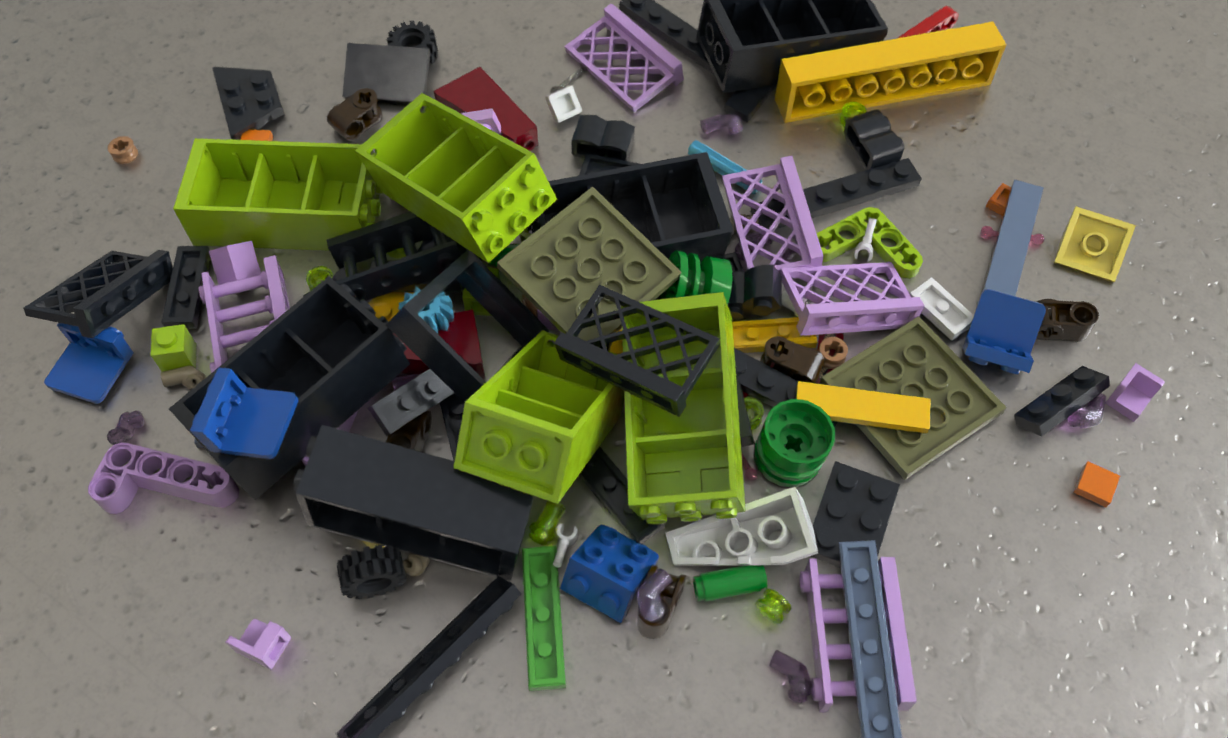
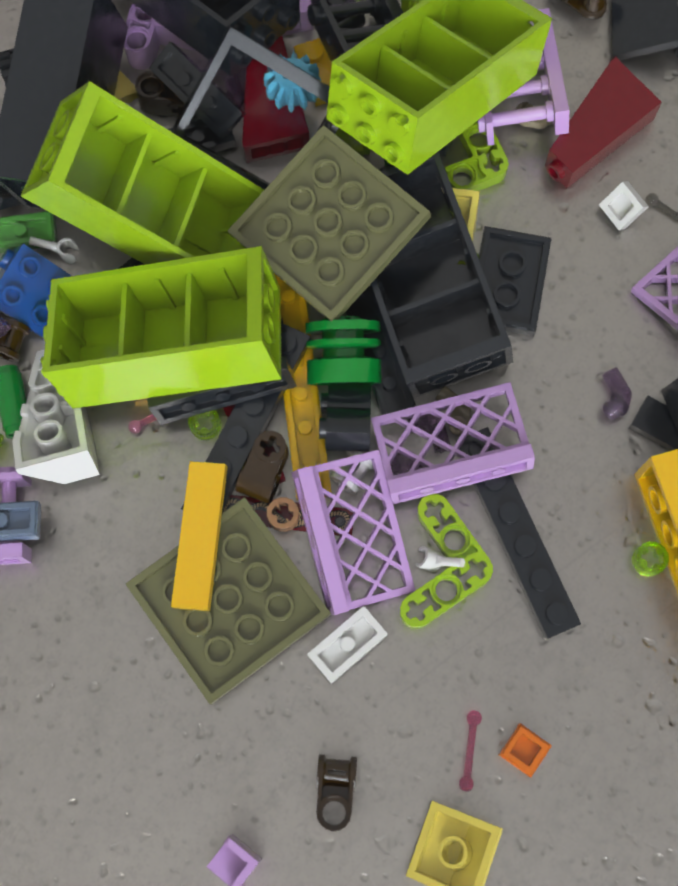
camera: 90 degrees right, 15 degrees up
(543, 528) = (68, 230): clear neon green pin -> none
(602, 138) = (572, 253): black brick -> none
(628, 375) = (171, 251): black fence -> none
(719, 163) = (550, 393): medium azure axle -> none
(794, 443) = (132, 454): green wheel -> none
(852, 509) = (87, 528): black plate -> none
(873, 139) = (604, 579): black brick -> none
(1004, 331) = (302, 709): blue bracket -> none
(1013, 238) = (432, 738): sand blue tile -> none
(1062, 400) = (224, 775): black plate -> none
(1090, 415) = (208, 809): clear purple arm -> none
(1097, 484) = (122, 802): orange tile -> none

